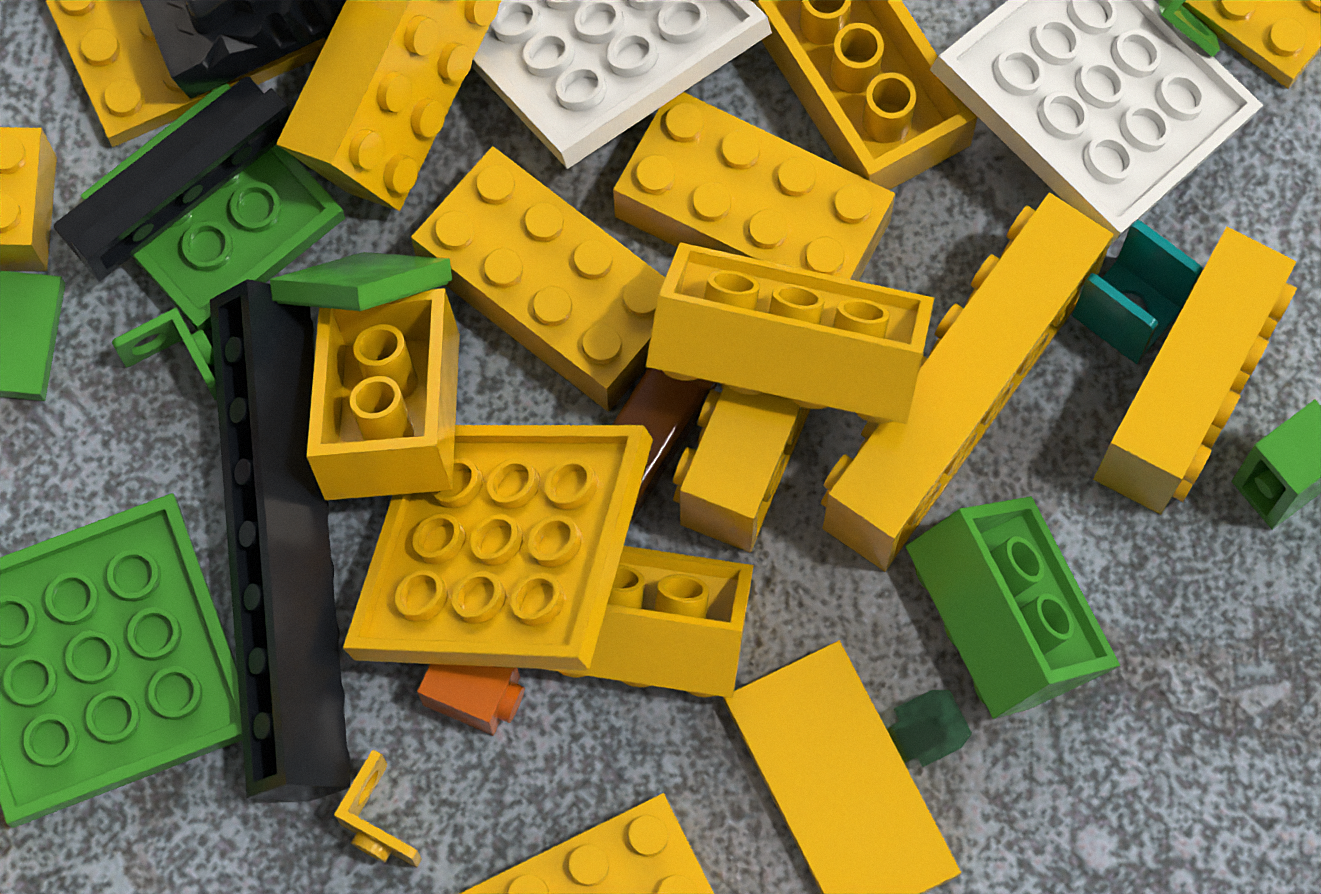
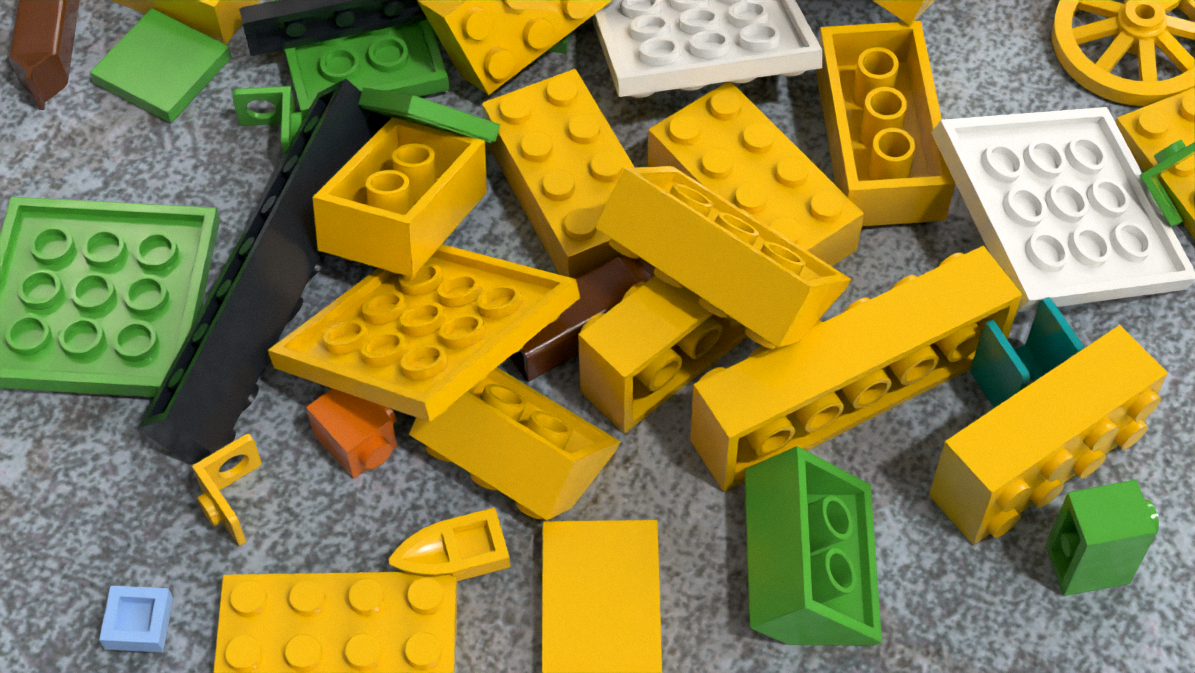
camera: 25 degrees right, 15 degrees down
(650, 769) = (455, 546): none -> yellow plate
(929, 727) = (683, 616): clear green piece -> none

